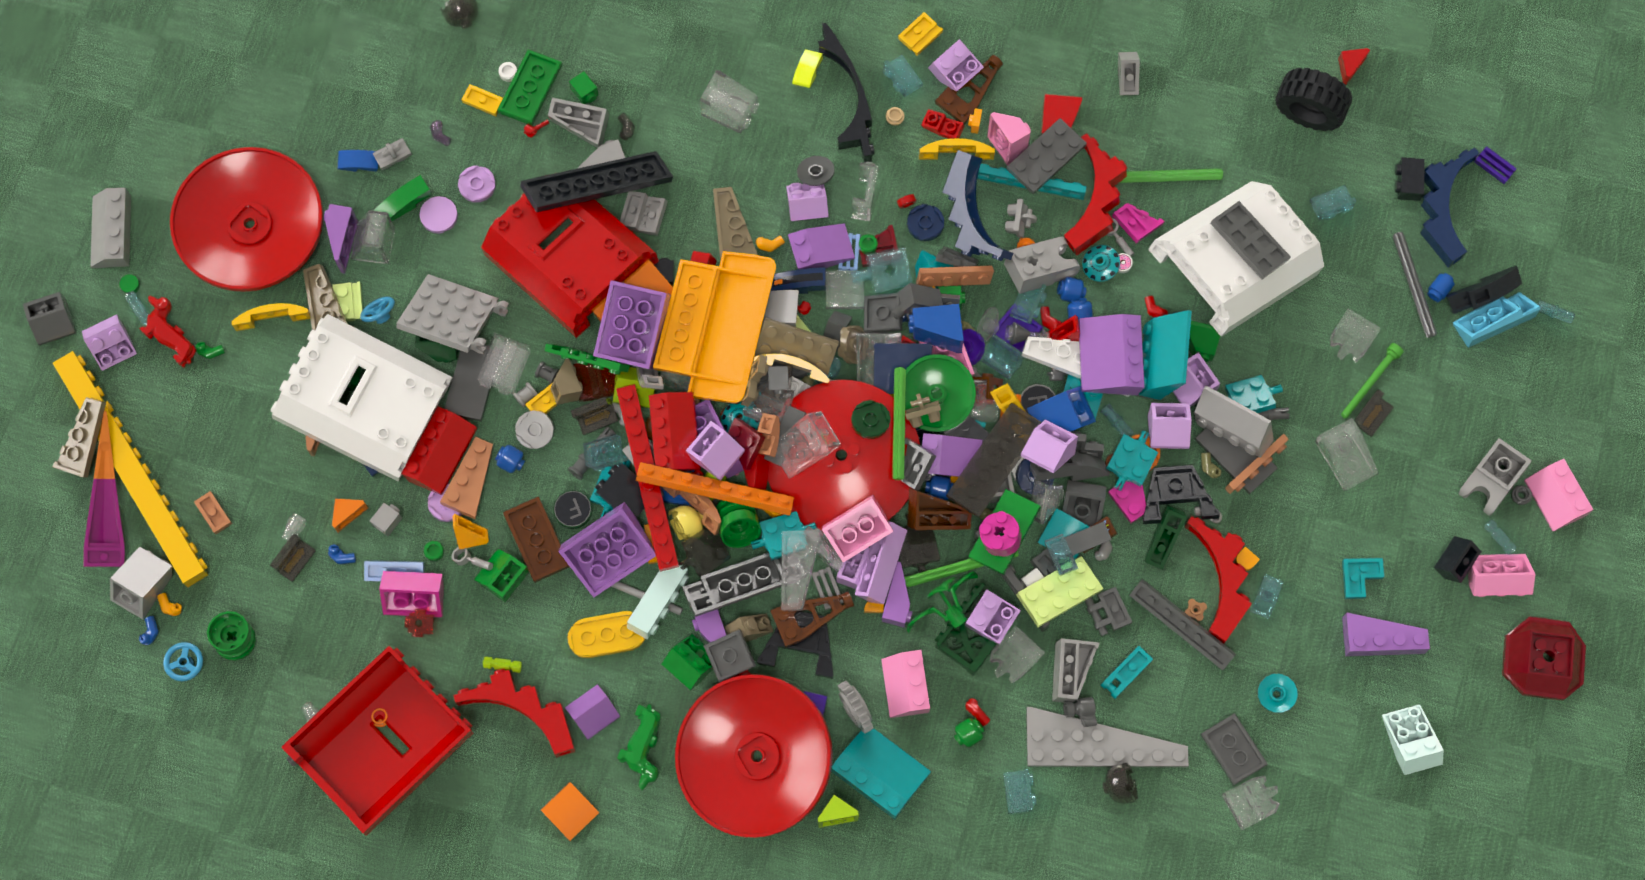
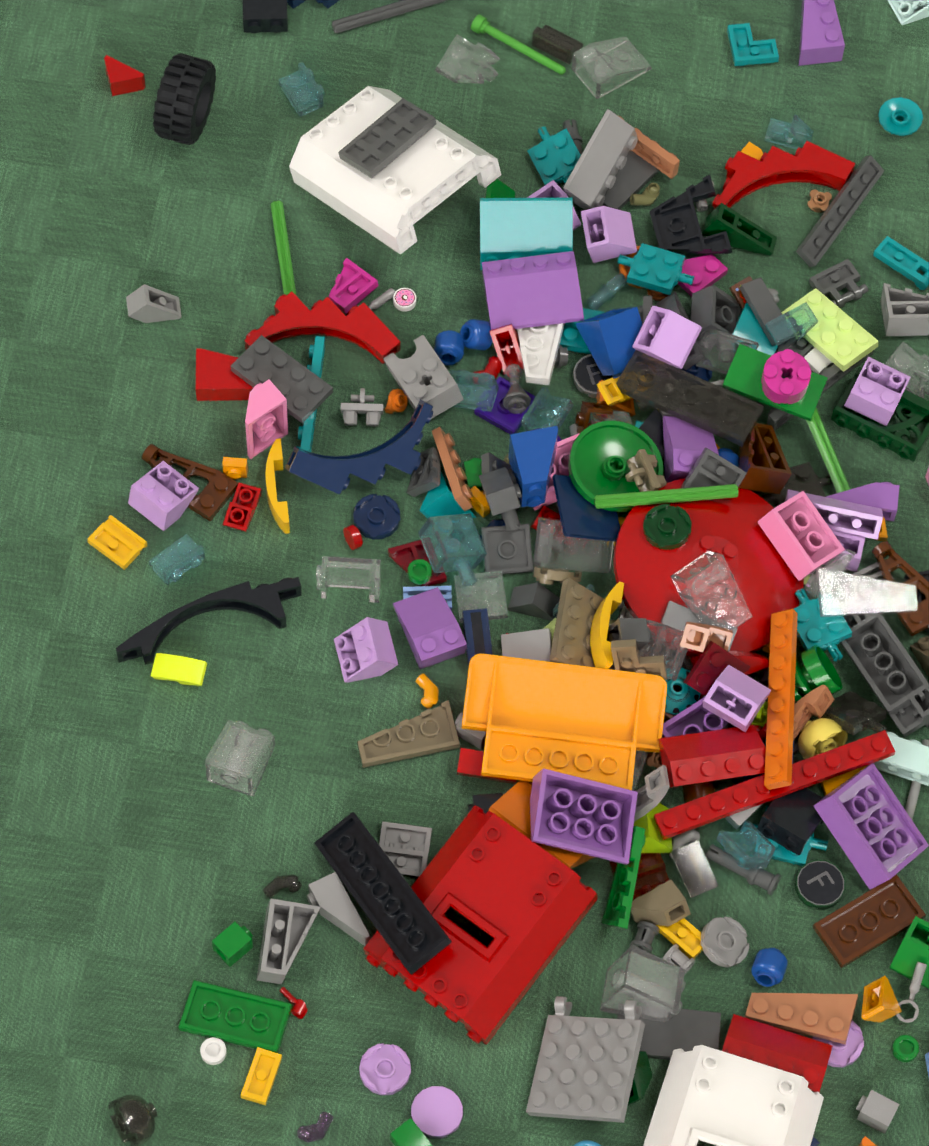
camera: 100 degrees left, 10 degrees down
(815, 170) = (317, 636): dark grey dish -> none
(895, 116) = (235, 562): tan plate -> none
(954, 614) = (877, 429): green plant -> none
(989, 323) = (498, 428): clear dish -> none
(1105, 270) = (404, 330): teal dish -> none
(1152, 309) = (462, 262): red arm -> none

